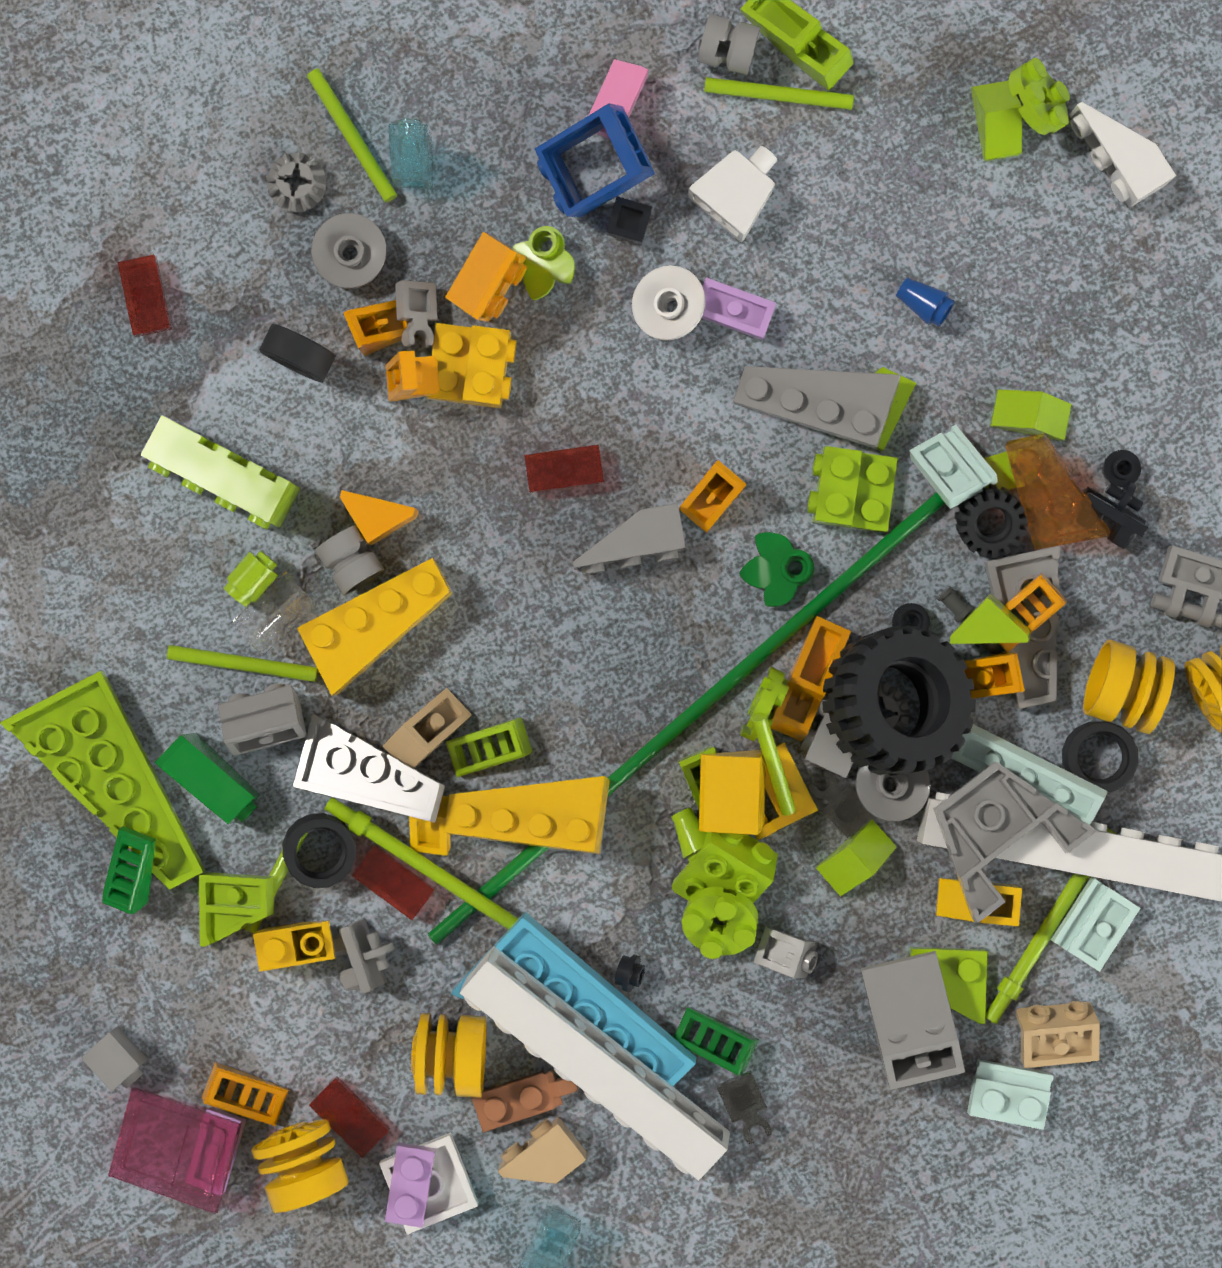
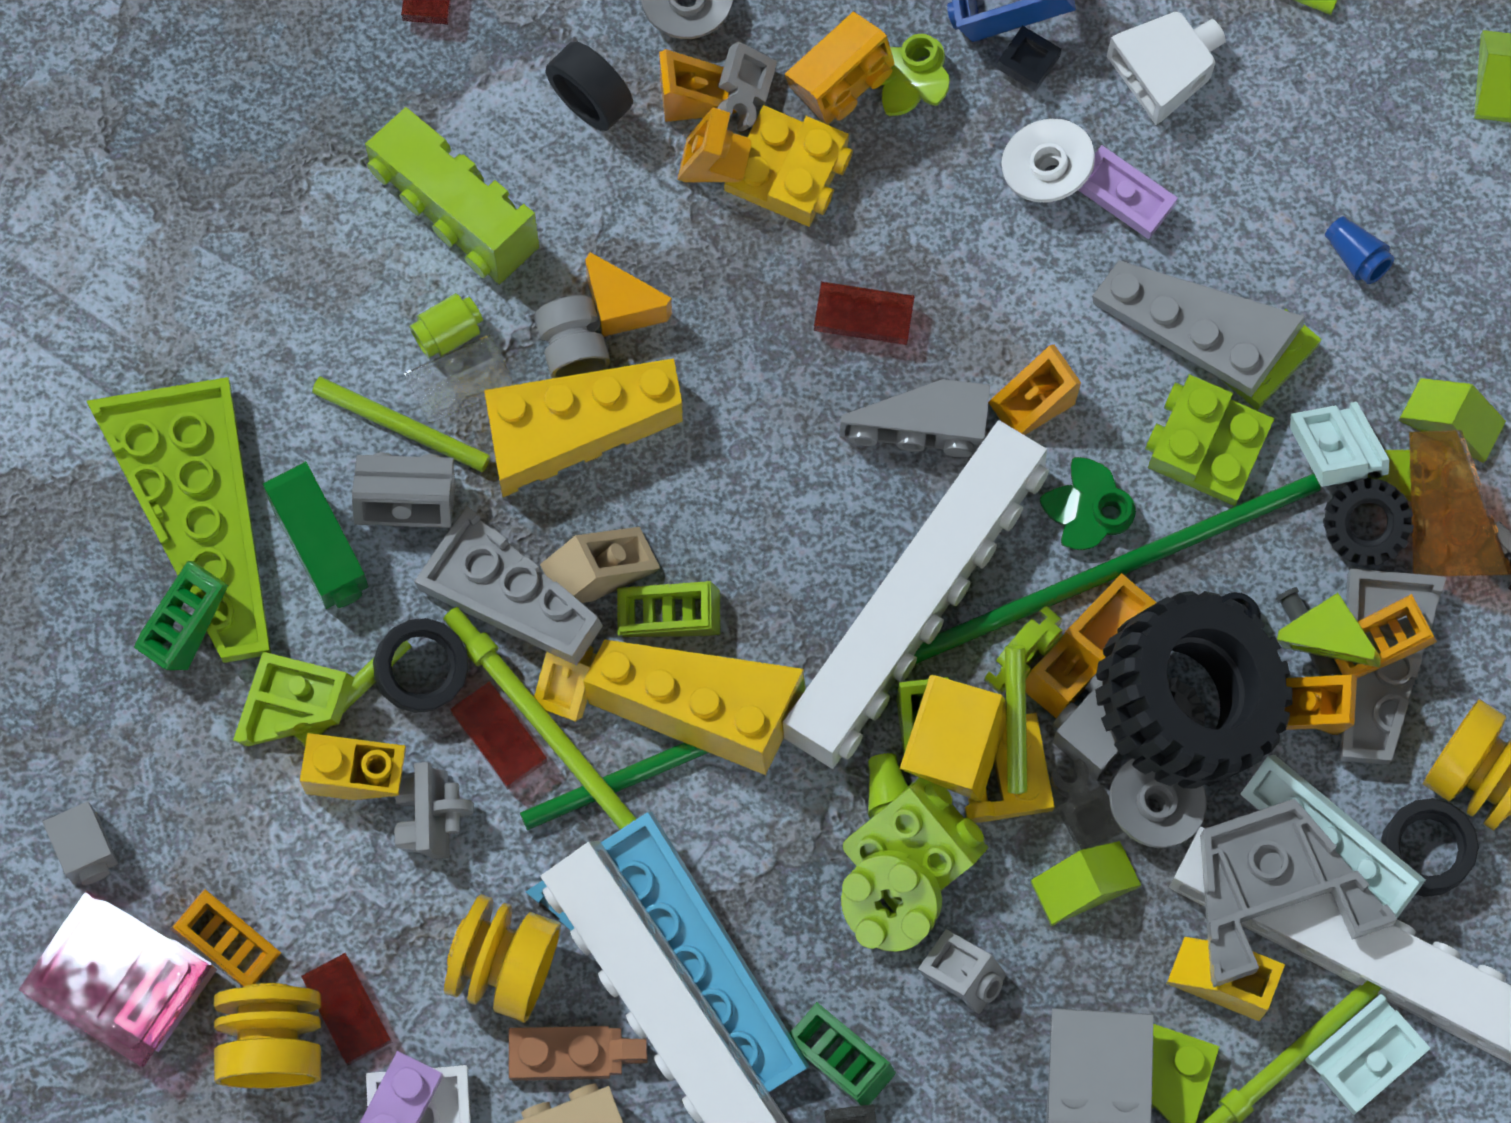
camera: 15 degrees right, 15 degrees down
(629, 972) = (757, 934): black plate -> none
(670, 681) = (915, 596): none -> white brick

